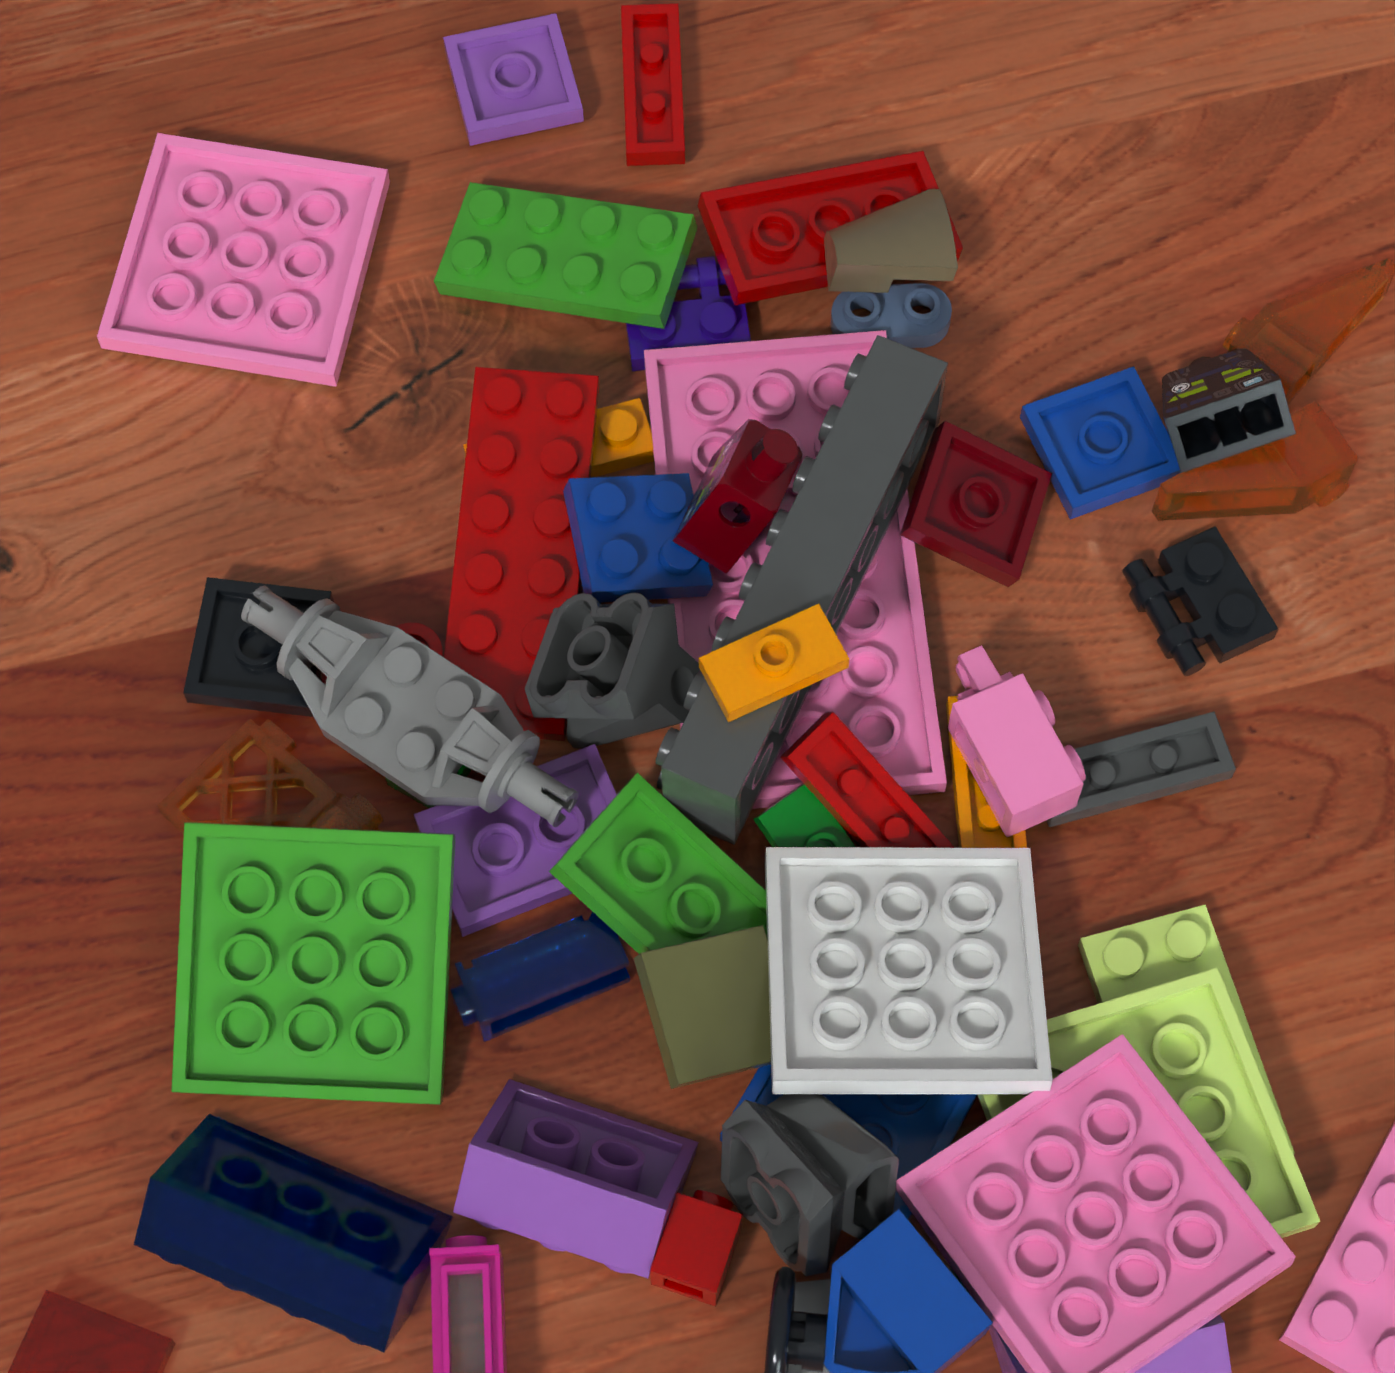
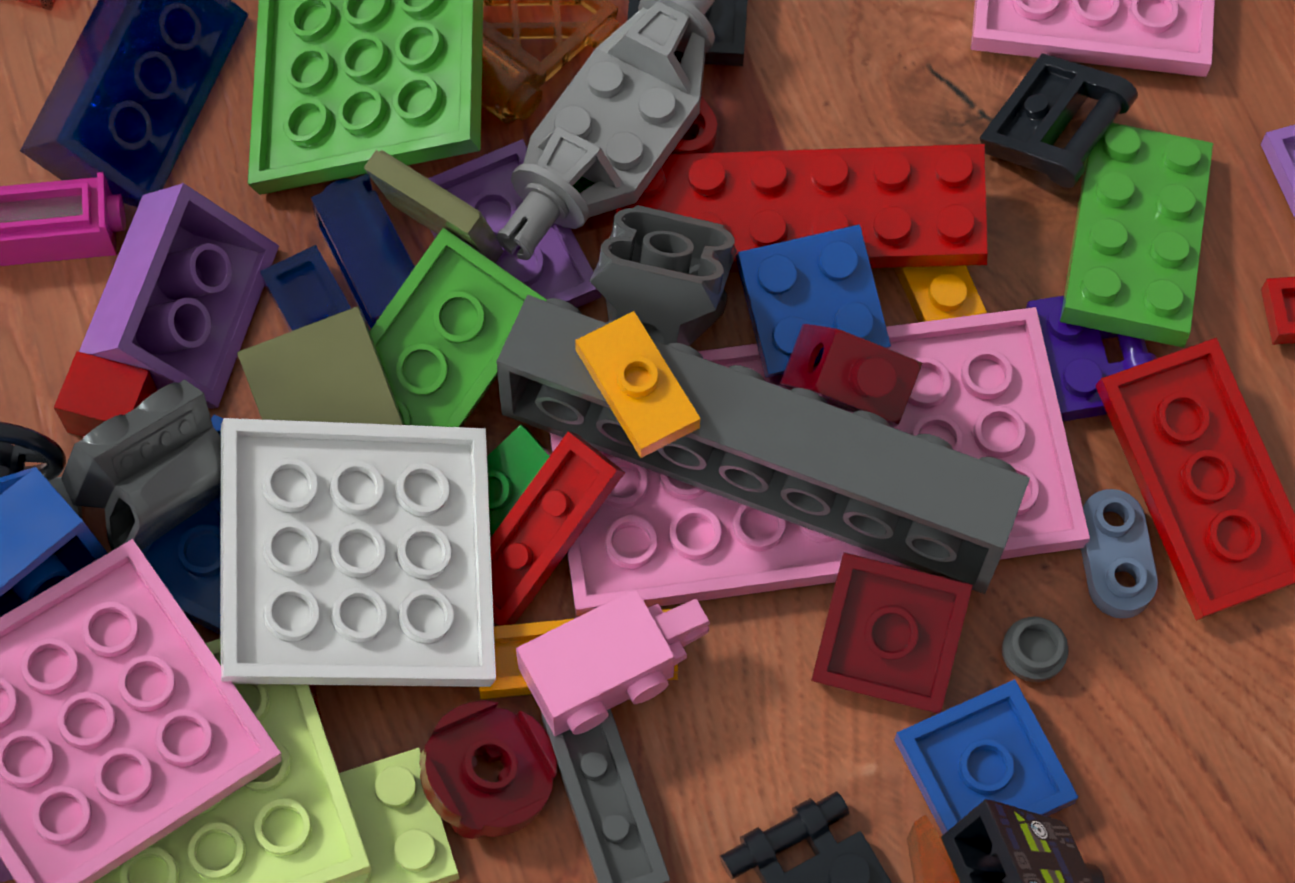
camera: 85 degrees right, 0 degrees up
(425, 326) = (1043, 108): none -> black plate
(524, 877) = (431, 204): none -> olive tile
(593, 1036) = (304, 289): none -> clear blue plate
(892, 244) = (1183, 530): dark tan slope -> none
(985, 392) = (1035, 649): none -> dark grey plate
(1107, 902) = (473, 803): none -> dark red plate

